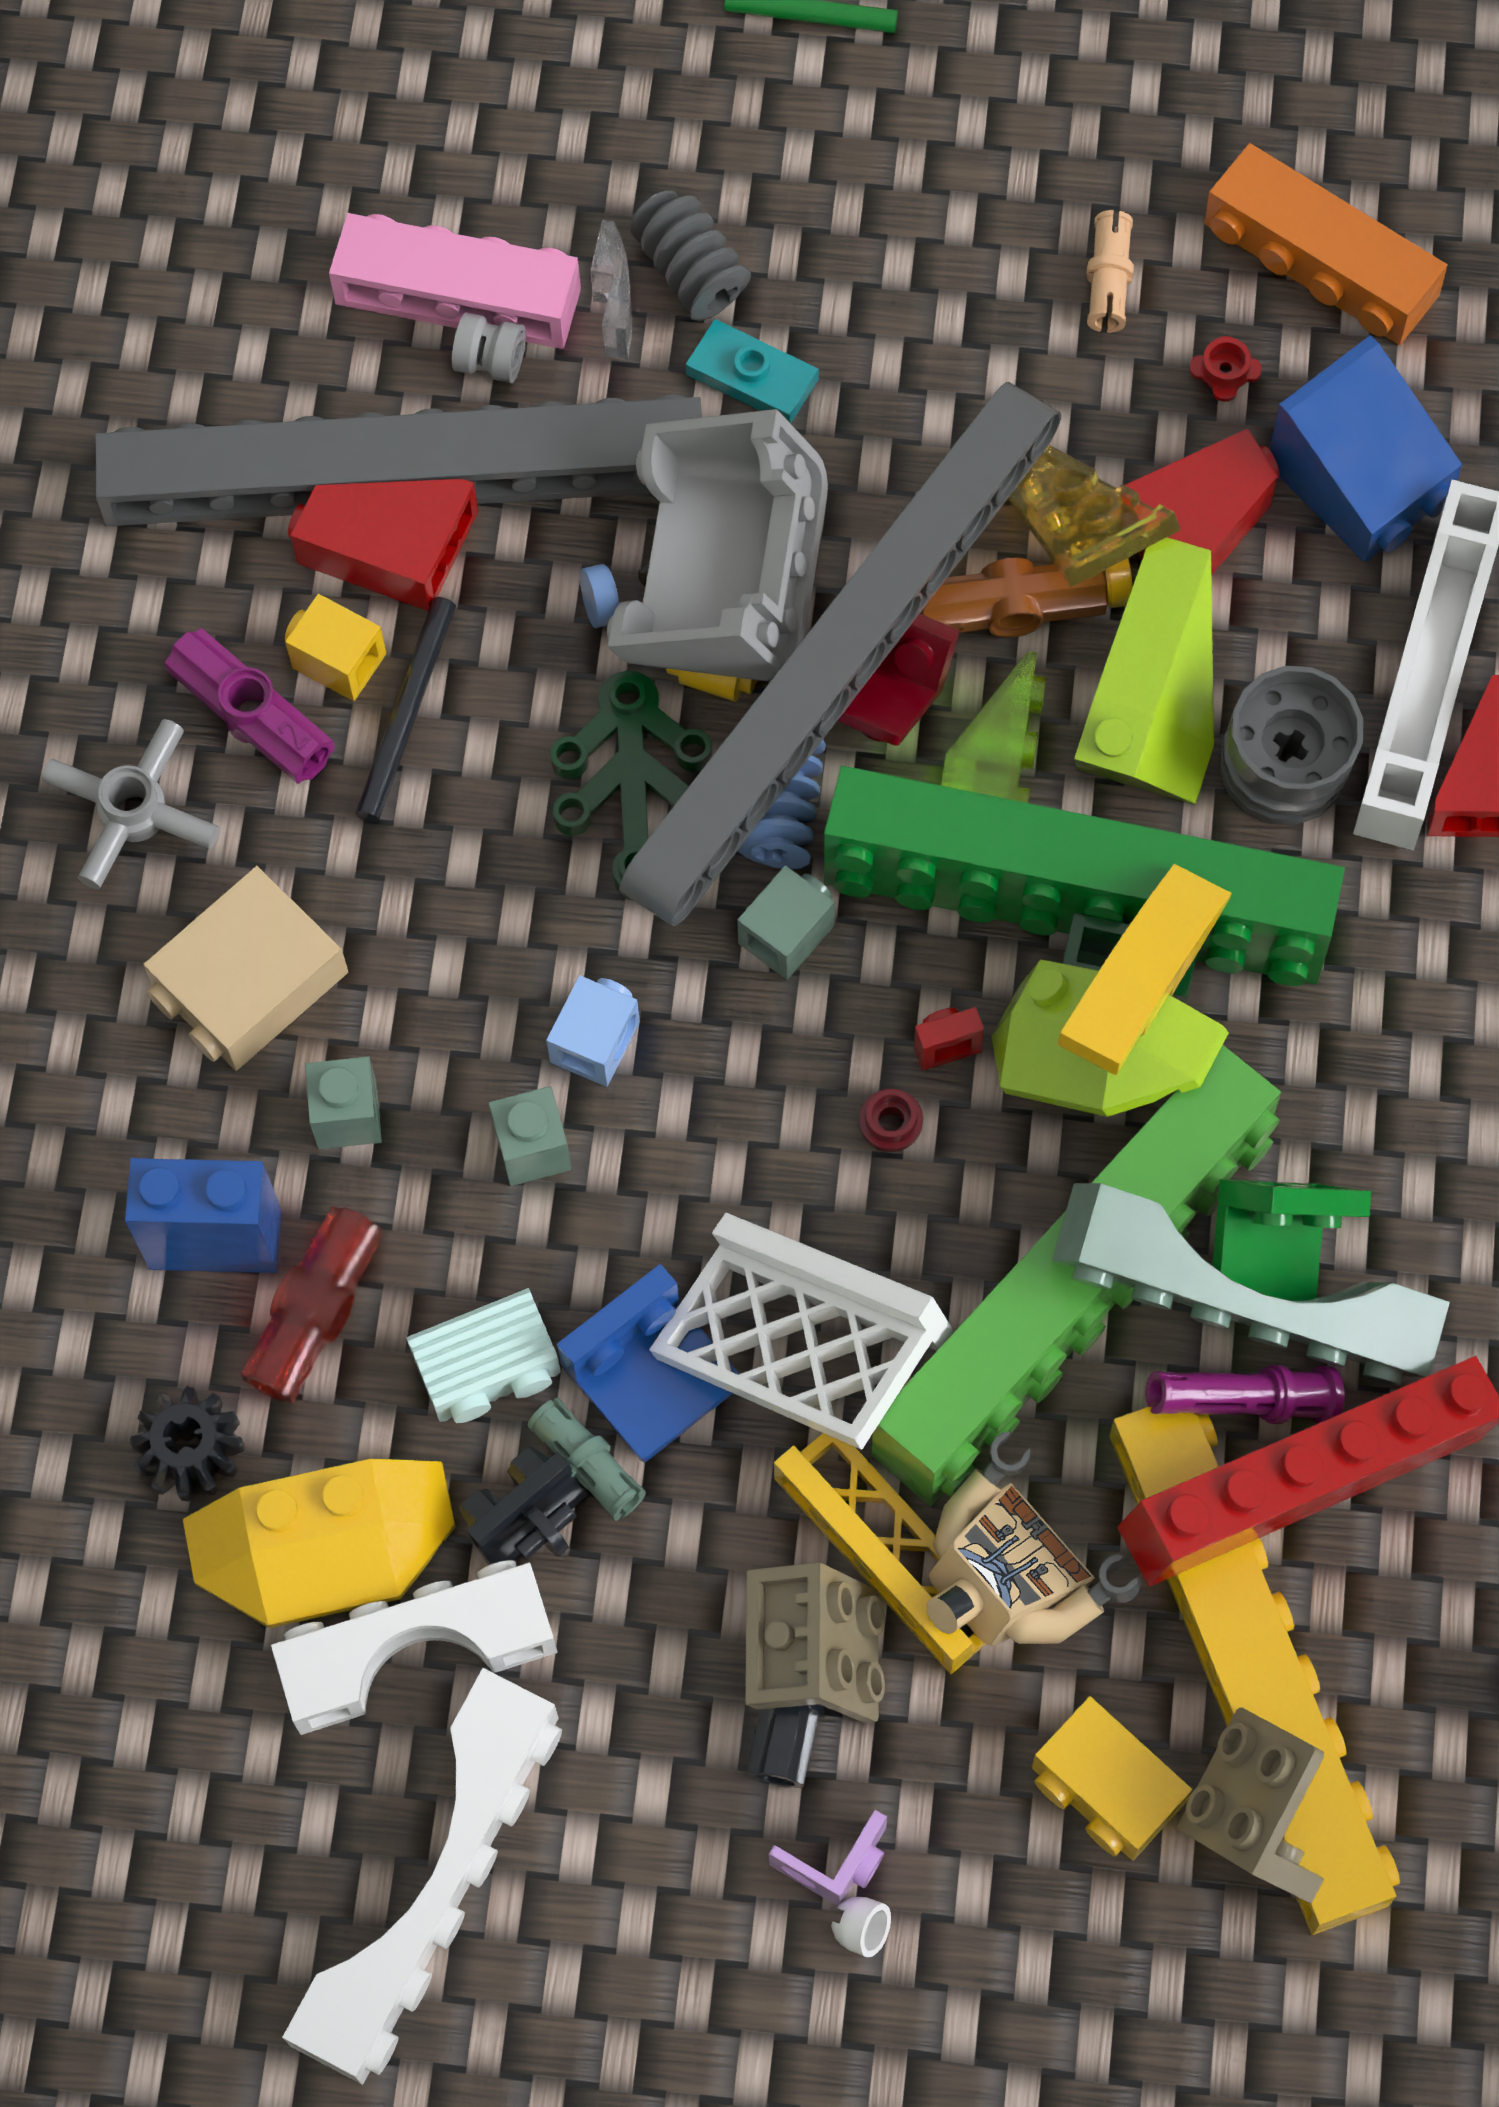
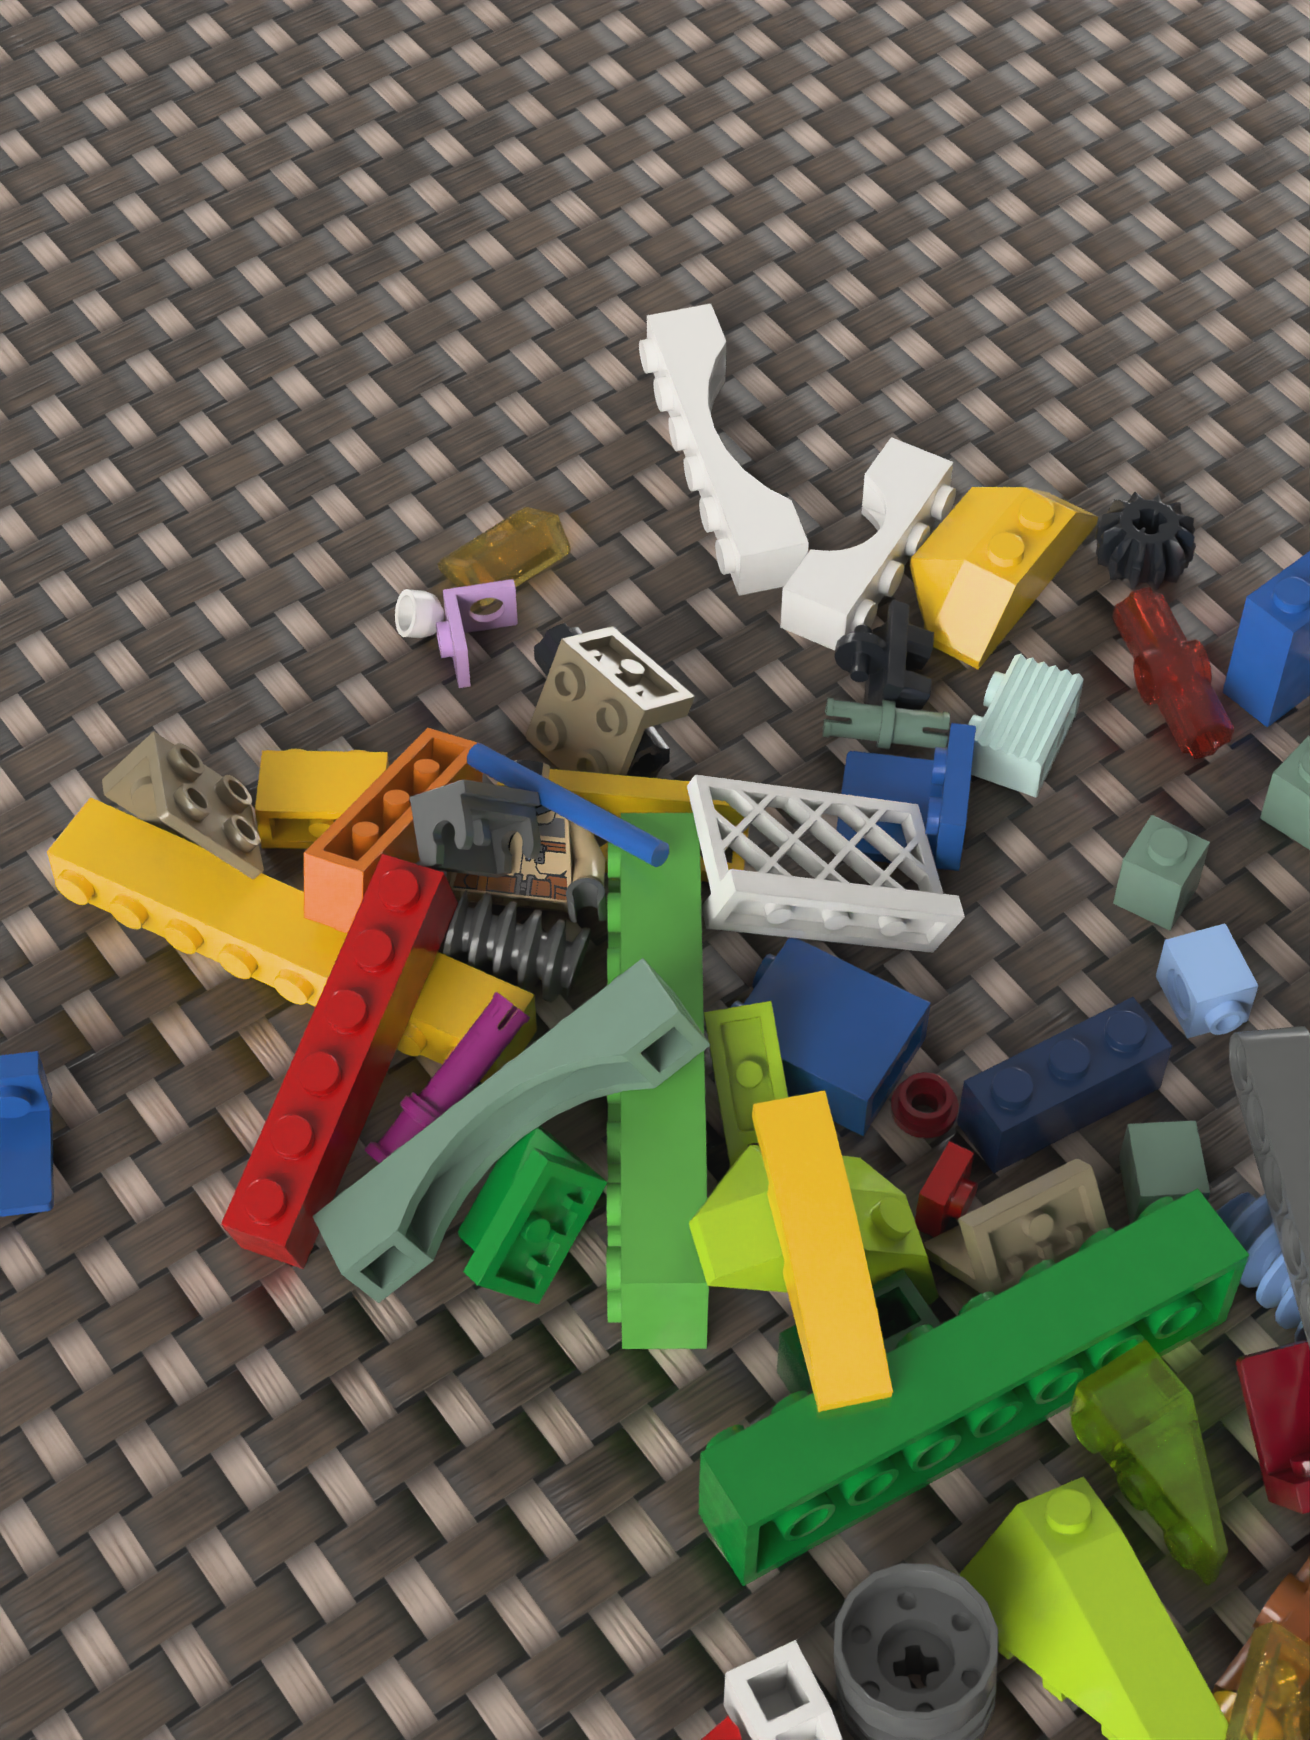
camera: 135 degrees right, 15 degrees down
(719, 1941) = (508, 551): none -> clear yellow slope
(785, 1038) = (1063, 1084): none -> dark blue brick
(915, 1217) = (839, 1029): none -> blue brick
(943, 951) = (1022, 1229): none -> dark tan bracket
(967, 1523) = (570, 805): none -> blue bar
(1027, 1199) = (744, 1067): none -> lime plate
(1065, 1552) = (470, 825): none -> dark grey hinge
(1074, 1484) = (516, 946): none -> dark grey piece
(1102, 1648) = (377, 824): none -> orange brick

